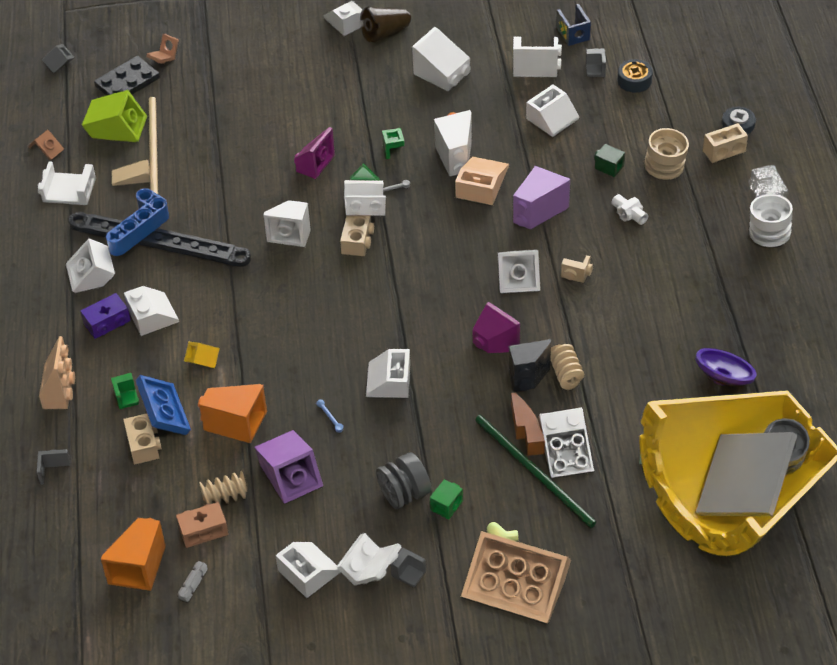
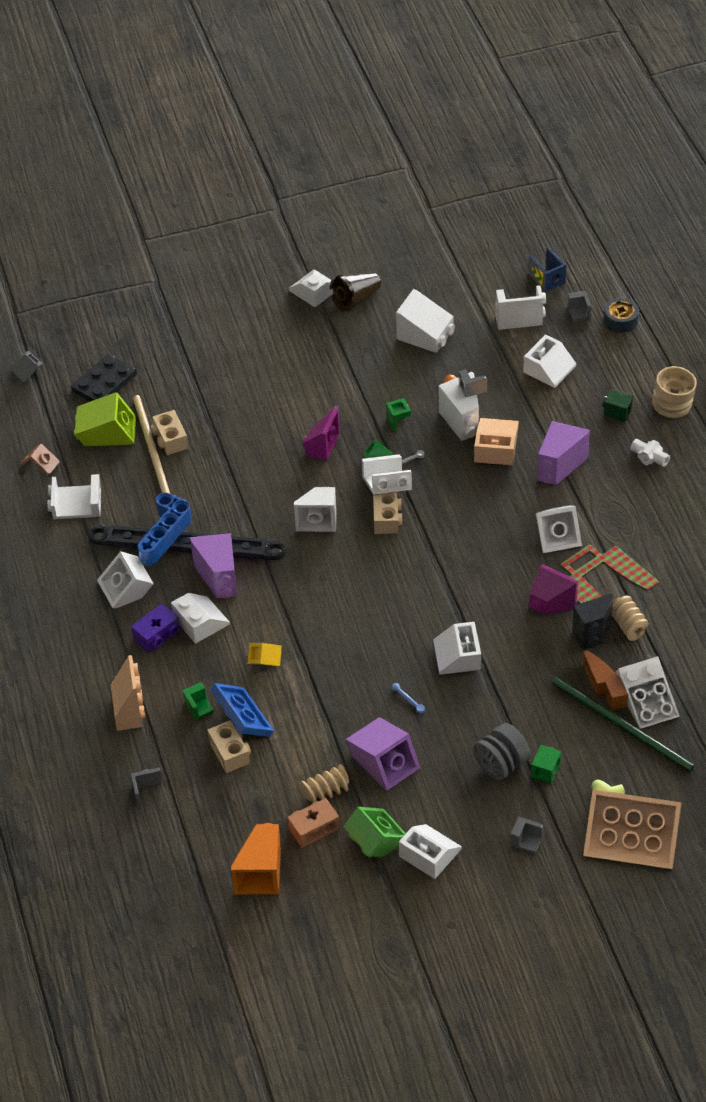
camera: 10 degrees left, 0 degrees up
(132, 174) = (139, 478): tan slope -> none
(164, 54) = (134, 349): nougat bracket -> none
(172, 134) = (169, 432): none -> tan brick
(180, 261) = (215, 563): none -> medium lavender slope
(192, 581) = (318, 879): light grey axle -> none
(233, 411) = (314, 706): orange slope -> none
(258, 541) = (374, 831): none -> bright green slope
(367, 561) = (487, 837): white bracket -> none
(465, 123) = (471, 386): none -> dark grey panel
(569, 307) = (616, 560): none -> piece
(576, 270) = (612, 520): tan bracket -> none

